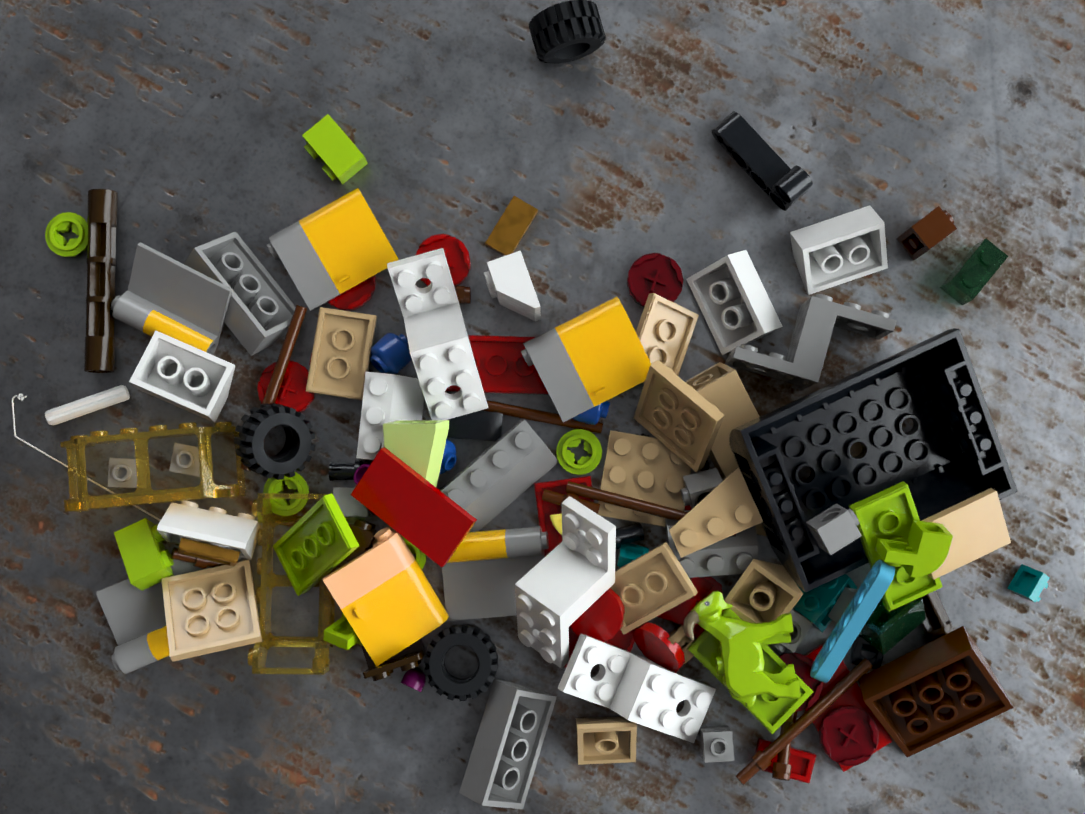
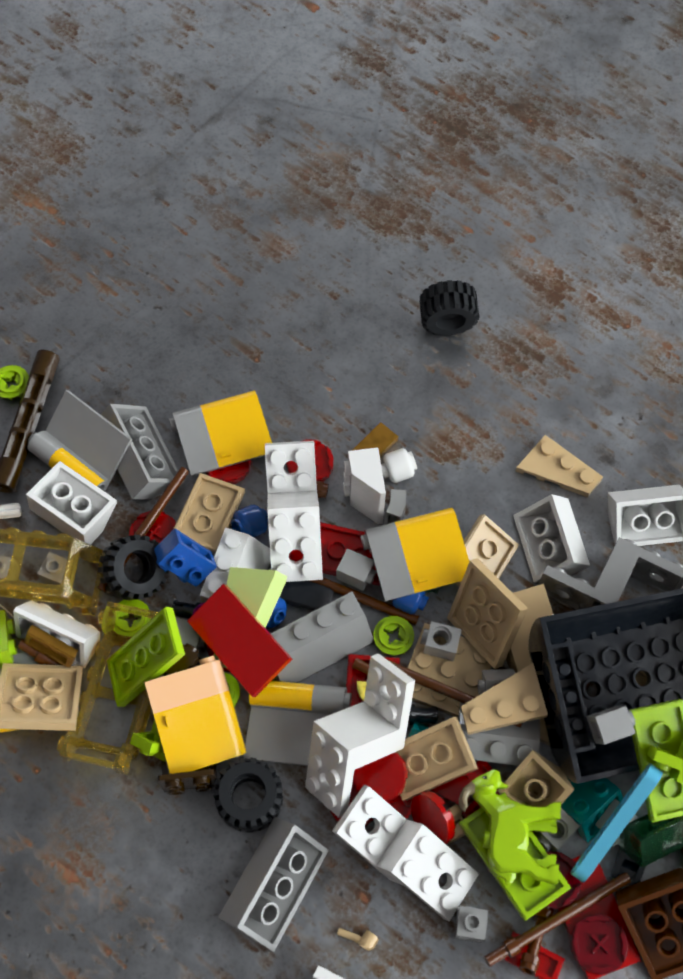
camera: 10 degrees right, 20 degrees down
(329, 421) = (184, 558): none -> blue brick
(335, 150) = (243, 360): lime brick -> none
(414, 679) = (201, 805): magenta hinge -> none
(523, 388) = (356, 570): none -> light grey brick
(545, 248) = (398, 465): none -> white head
(553, 302) = (396, 507): none -> light grey piece
(606, 740) = (366, 899): tan slope -> none
(614, 779) = (367, 941): none -> tan hand
(645, 449) = (449, 633): none -> light grey brick
(655, 275) = (486, 502): dark red tile -> none
(730, 208) = (557, 465): none -> tan wing
(761, 162) = (596, 443): black beam -> none

